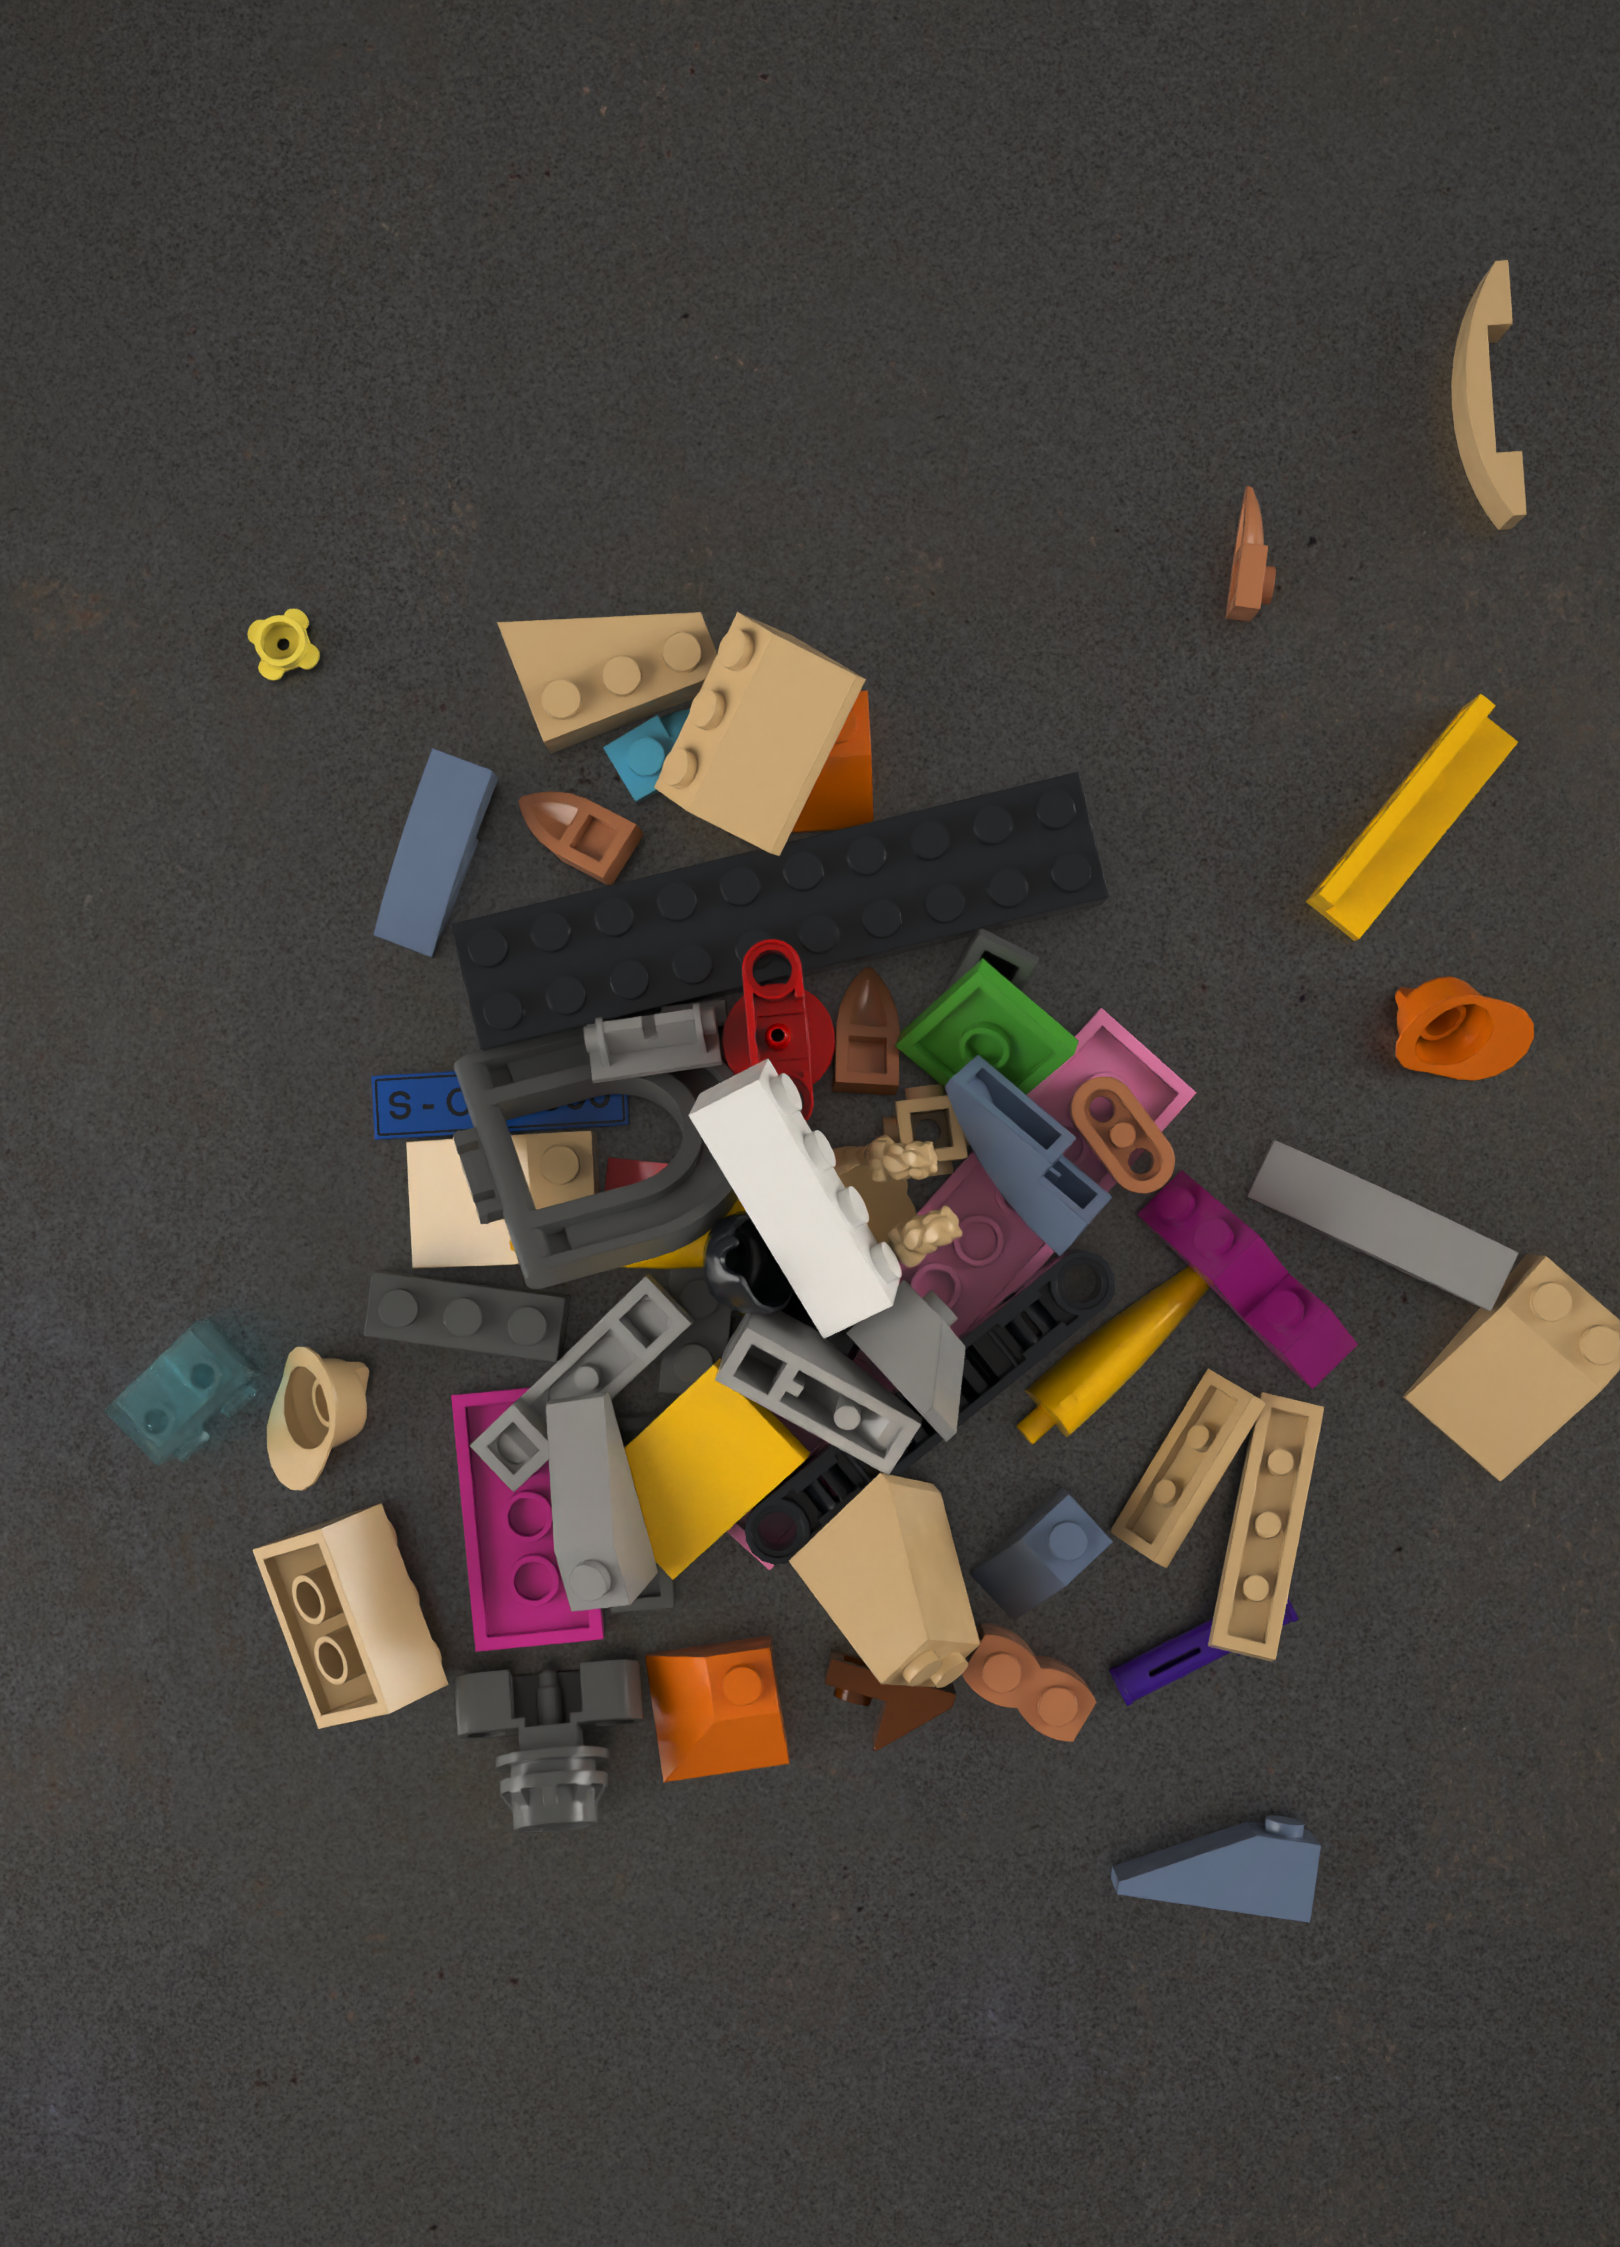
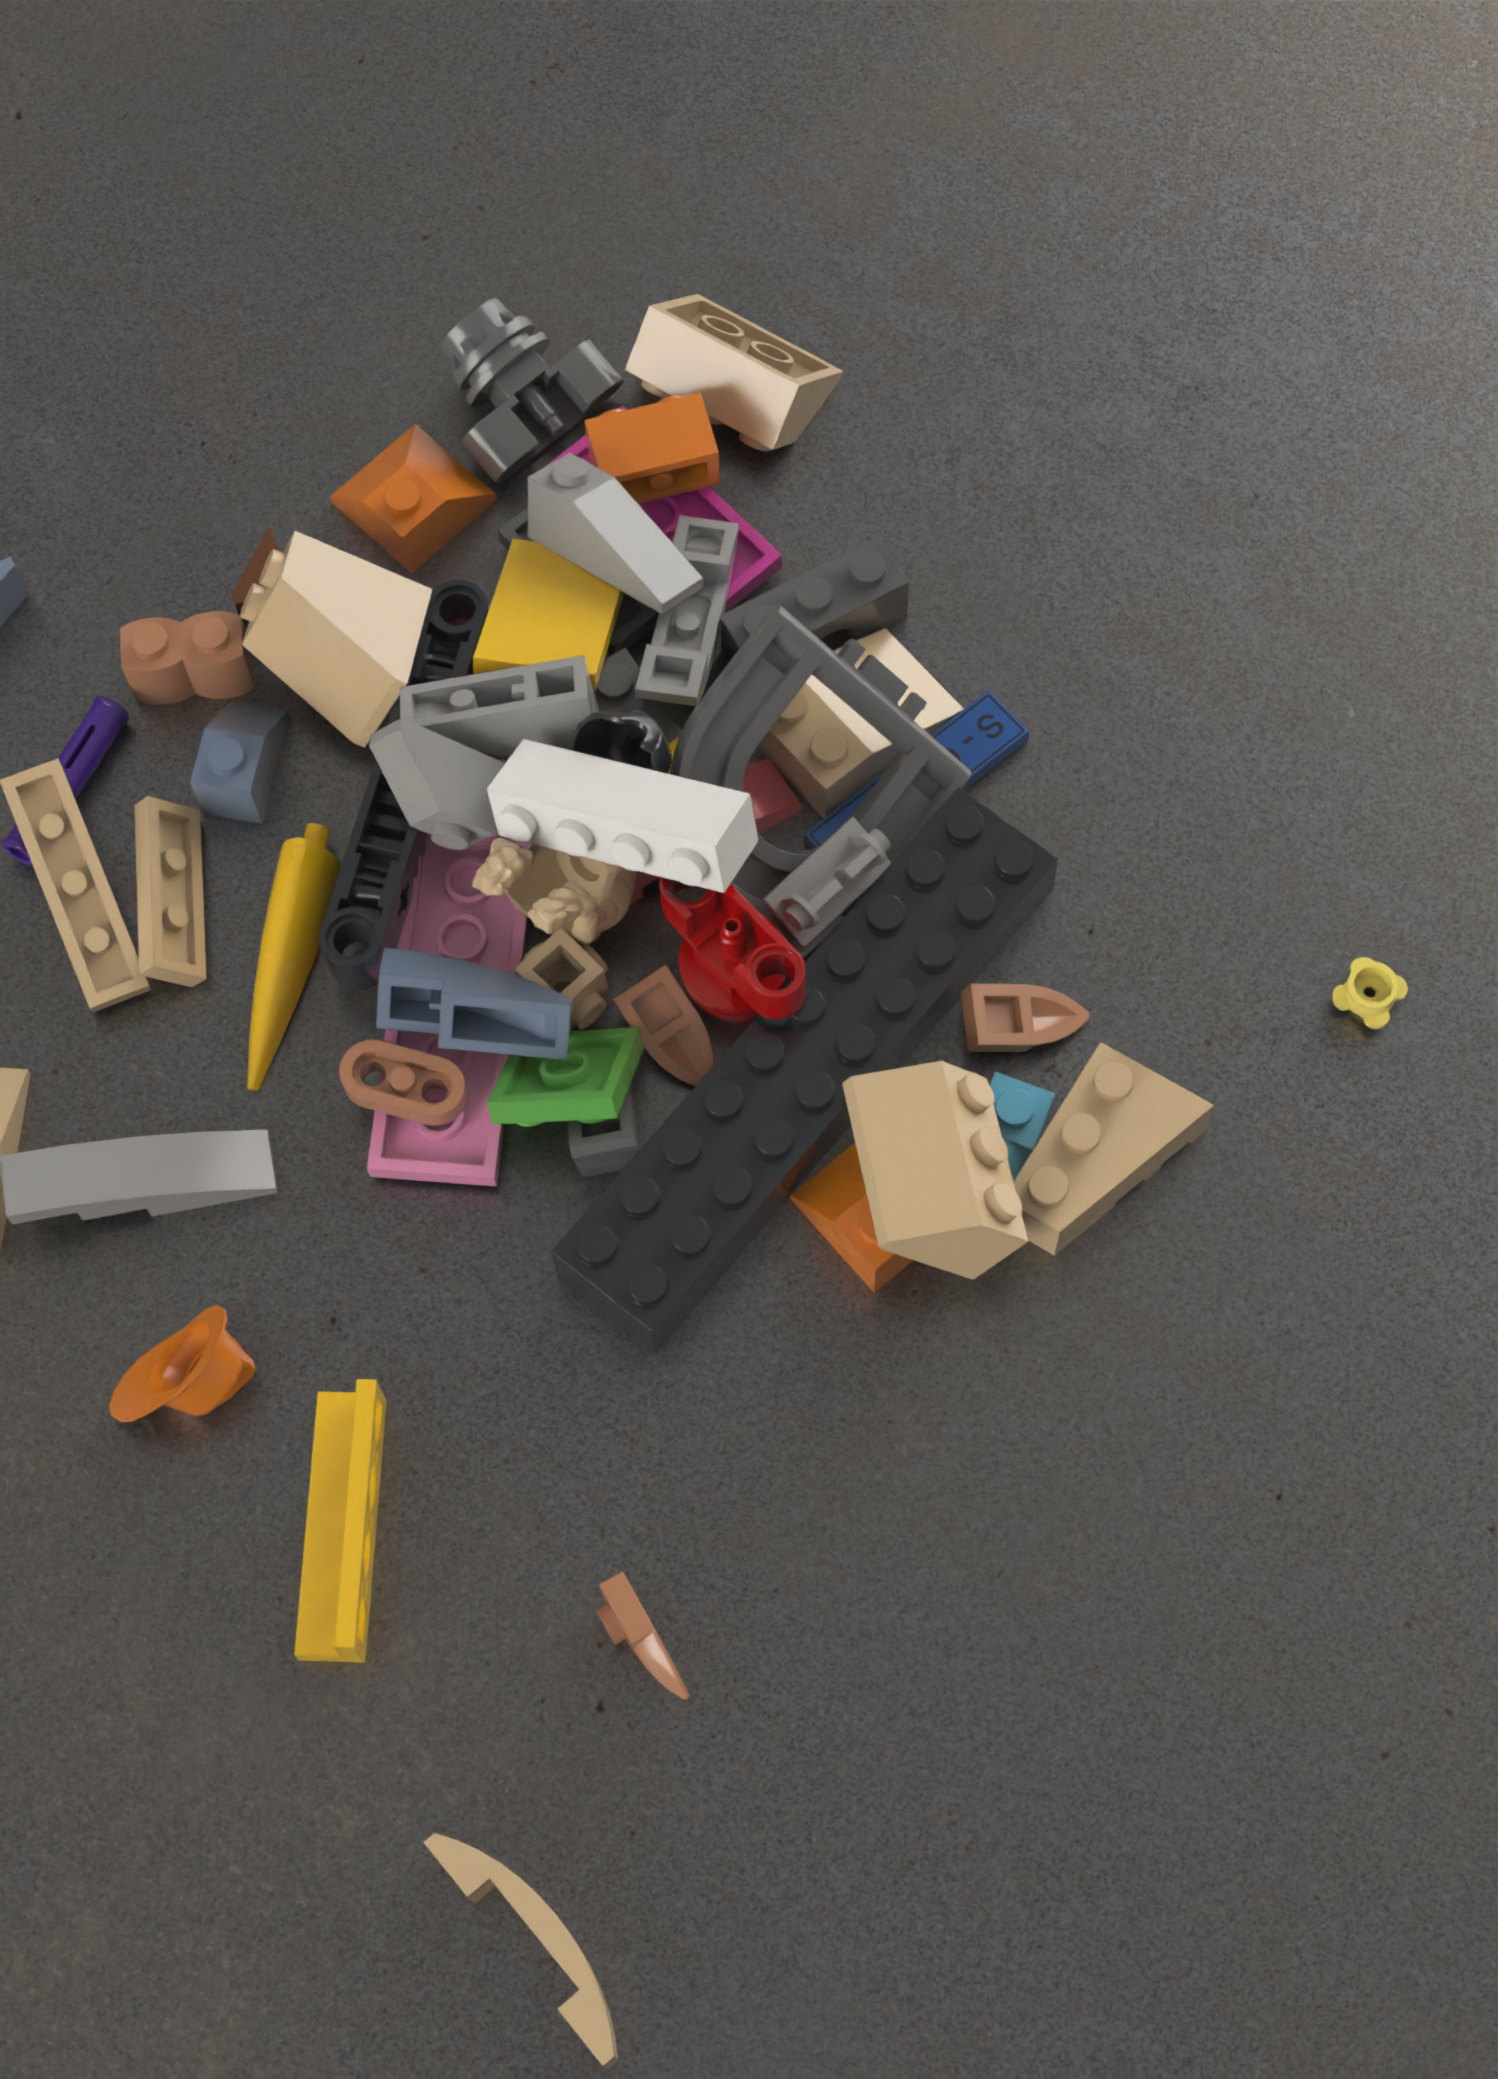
camera: 145 degrees right, 20 degrees down
(185, 1393) = (978, 429): clear light blue brick -> none
(313, 1412) = (870, 478): tan piece -> none
(434, 852) = (1120, 923): sand blue slope -> none
(488, 1573) = (656, 447): none -> orange brick
(1249, 1278) = (232, 1051): magenta arch -> none

